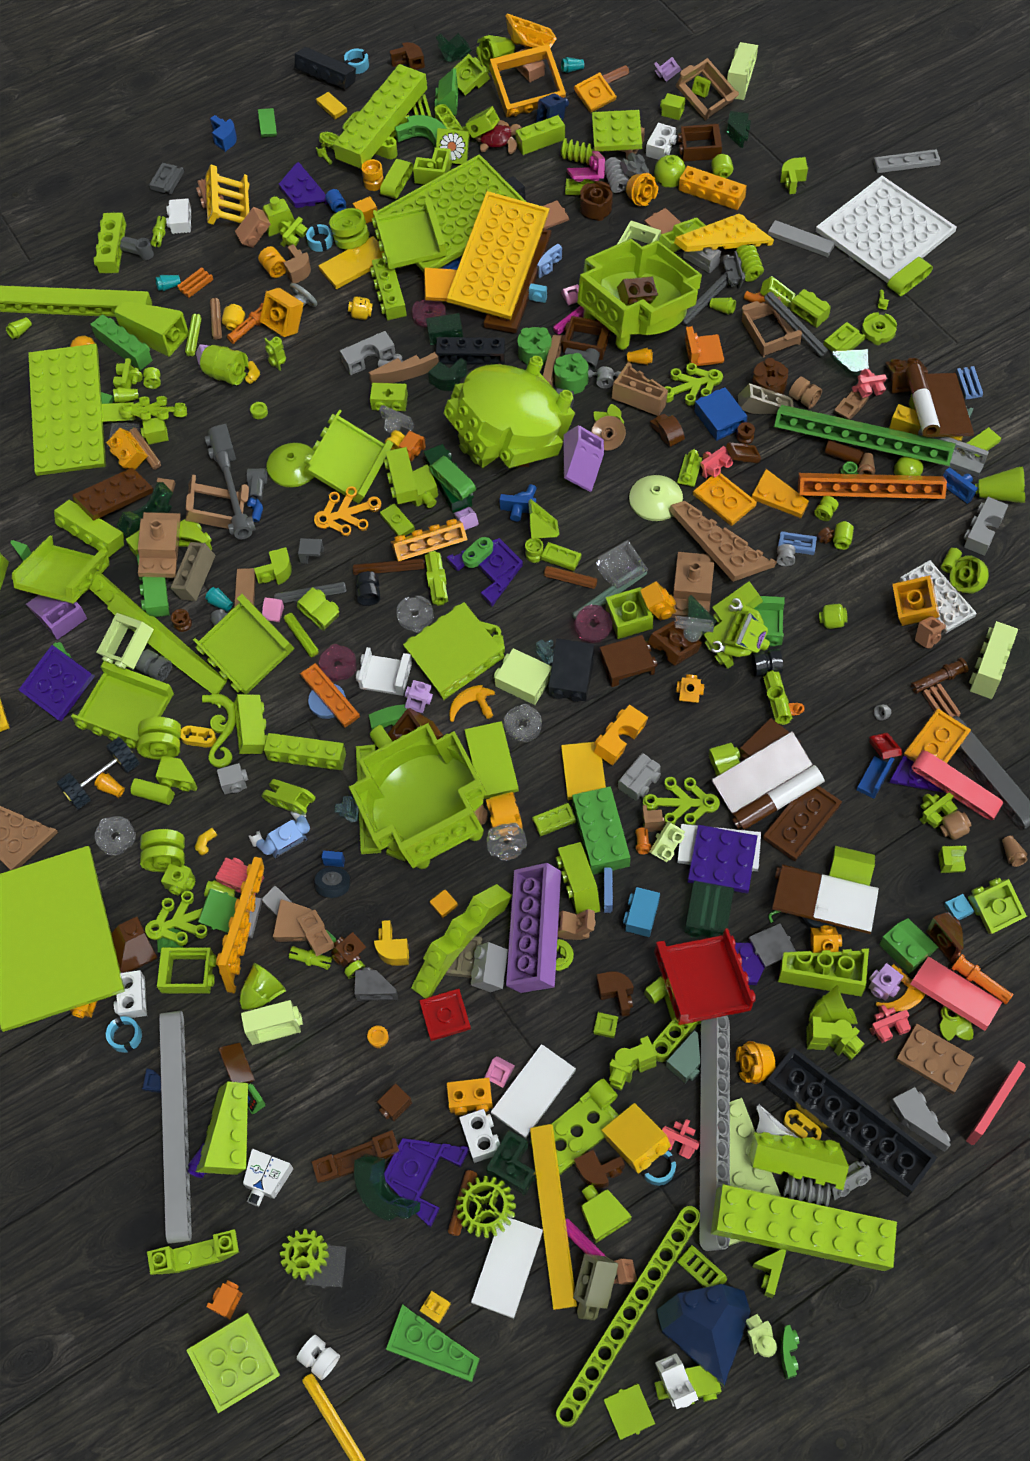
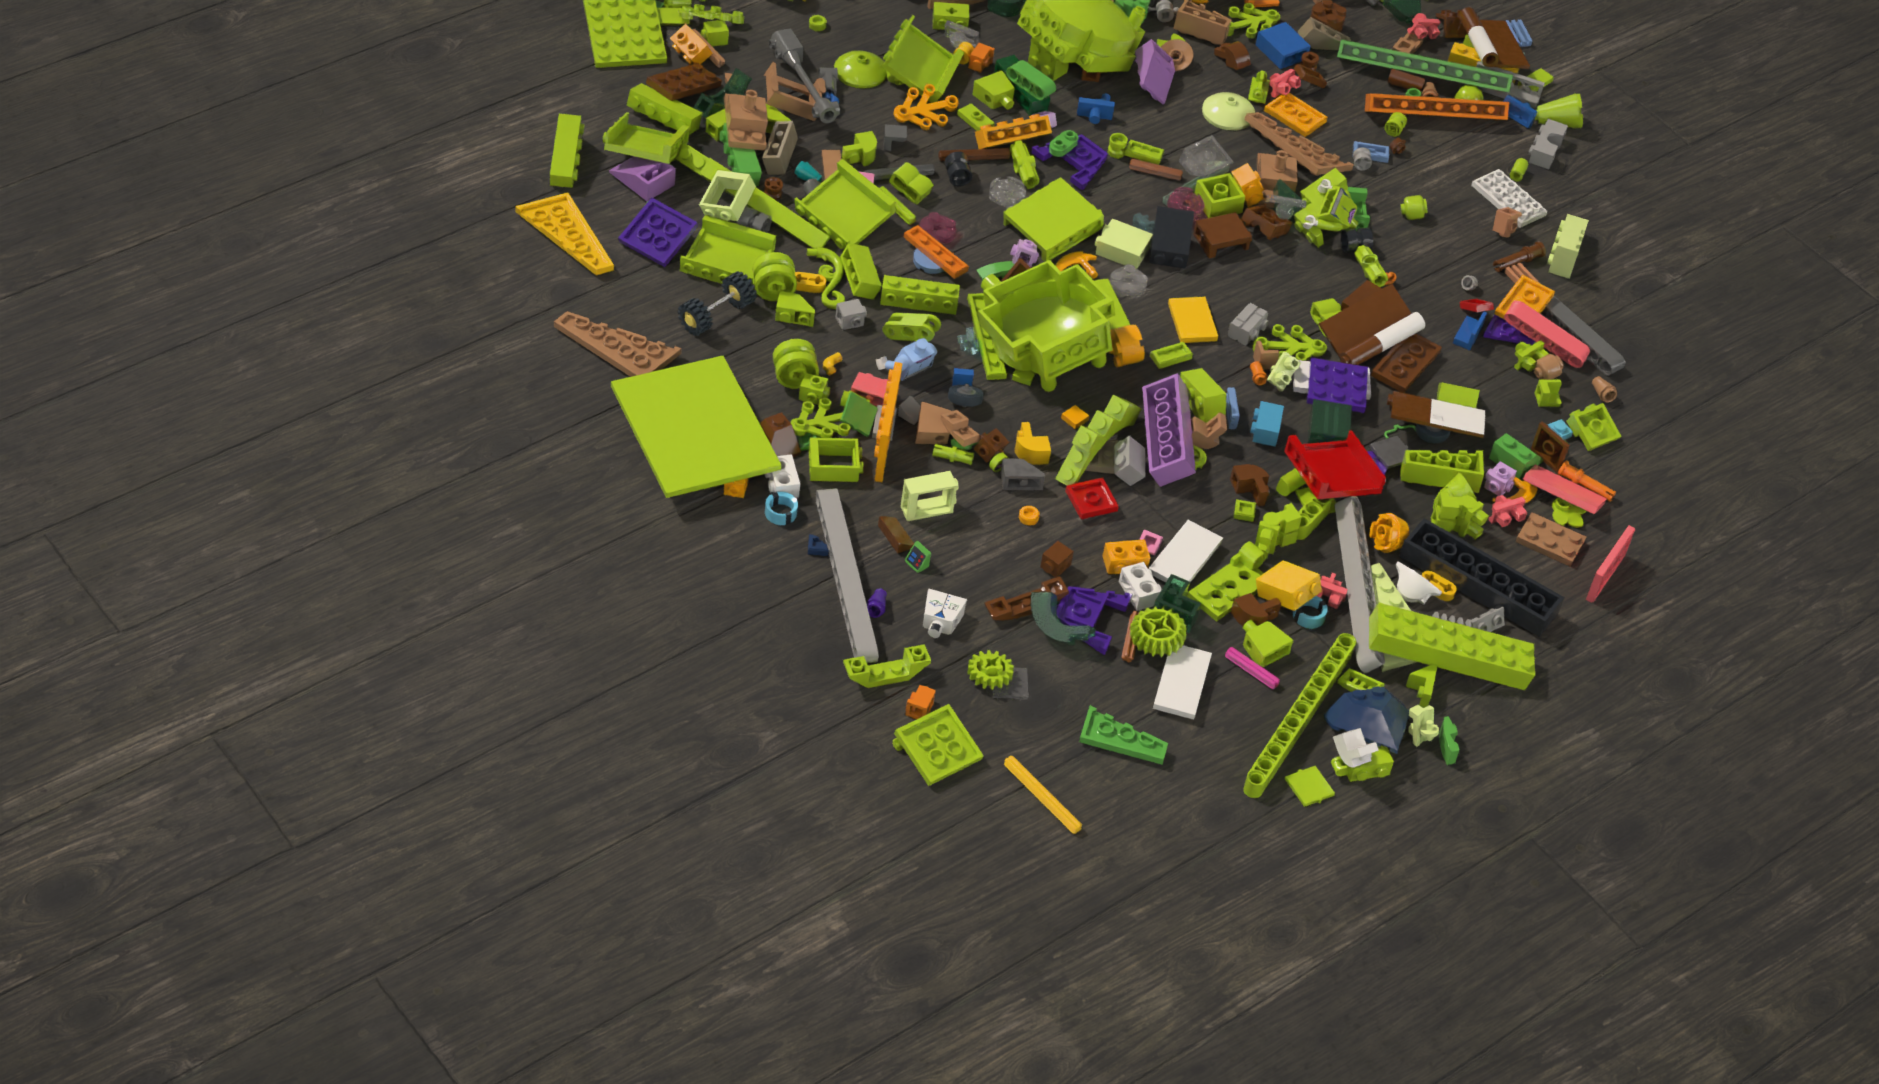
camera: 15 degrees left, 15 degrees down
(21, 549) = (596, 126): bright green slope -> none
(107, 827) = (746, 350): clear plate -> none
(108, 784) = (726, 316): light orange cone -> none
(152, 791) = (772, 321): lime brick -> none
(227, 1133) = (901, 577): lime wedge -> none
(259, 988) = (905, 470): lime helmet -> none
(323, 1363) = (1019, 742): white wheel -> none
(384, 673) = (985, 239): white panel -> none
(401, 475) = (980, 75): lime brick -> none
(435, 1307) = (1120, 710): yellow tile -> none
(506, 832) = (1123, 358): clear plate -> none
(541, 522) = (1120, 121): lime slope -> none
(553, 1217) = (1220, 643): yellow tile -> none
(594, 1285) = (1267, 687): olive brick -> none
(601, 830) = (1219, 358): bright green brick -> none
(625, 1272) = (1291, 685): nougat tile -> none
(628, 722) = (1229, 285): light orange arch -> none
(686, 1059) = (1324, 533): sand green slope -> none
(688, 696) = (1286, 257): light orange brick -> none
(779, 495) = (1349, 114): light orange wing -> none
(800, 1158) = (1440, 598): lime wedge -> none
(805, 392) = (1362, 31): medium nougat wheel -> none
(825, 939) = (1441, 442): light orange brick -> none
(843, 535) = (1414, 145): lime brick -> none
(915, 600) = (1490, 194): light orange brick -> none
(915, 1115) = (1539, 570): light grey slope -> none
(969, 575) = (1538, 178): lime cylinder -> none

